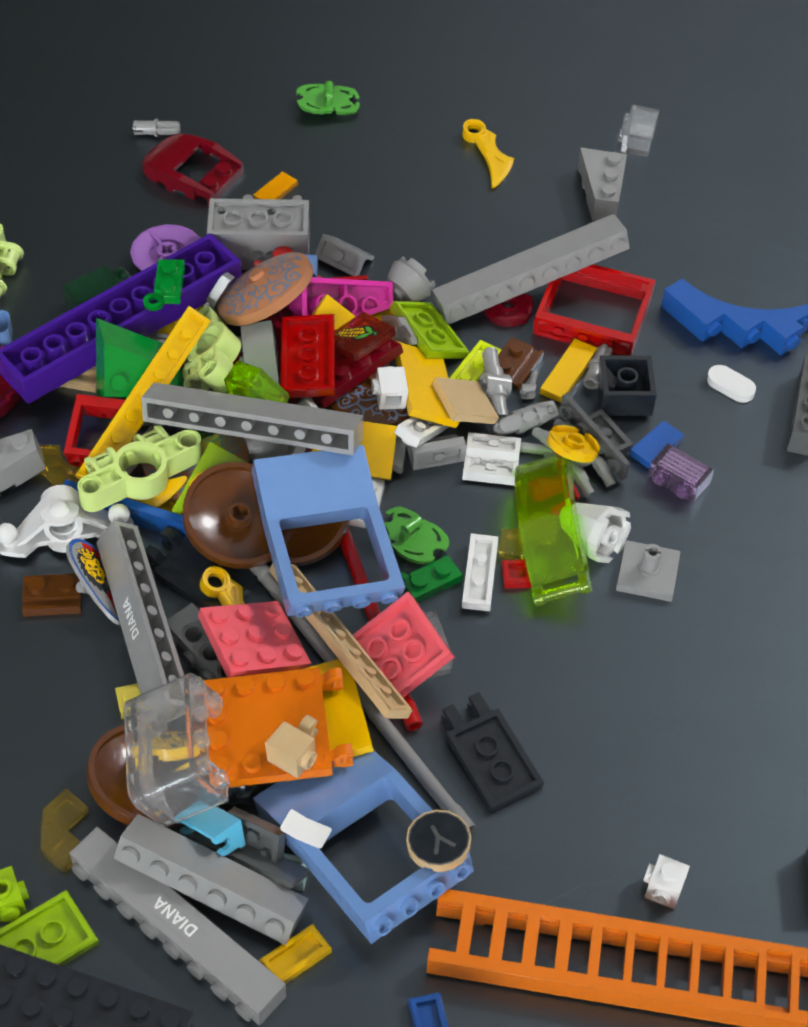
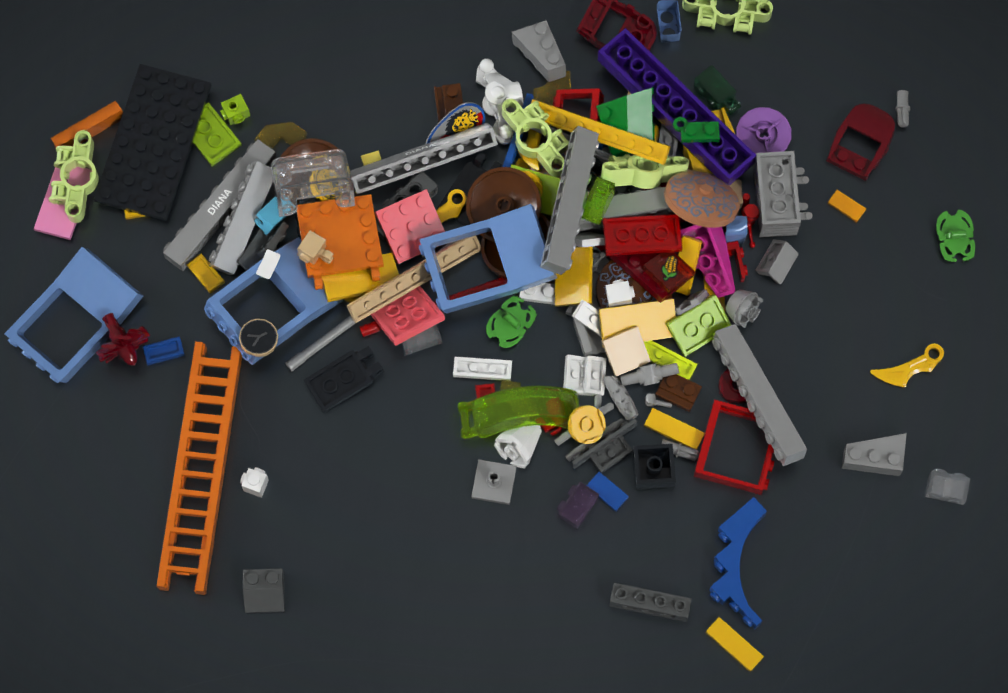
camera: 90 degrees right, 20 degrees up
(219, 289) = (706, 170): light grey tile -> none
(432, 578) = (476, 336): green hinge -> none
(731, 383) = (672, 549): white tile -> none

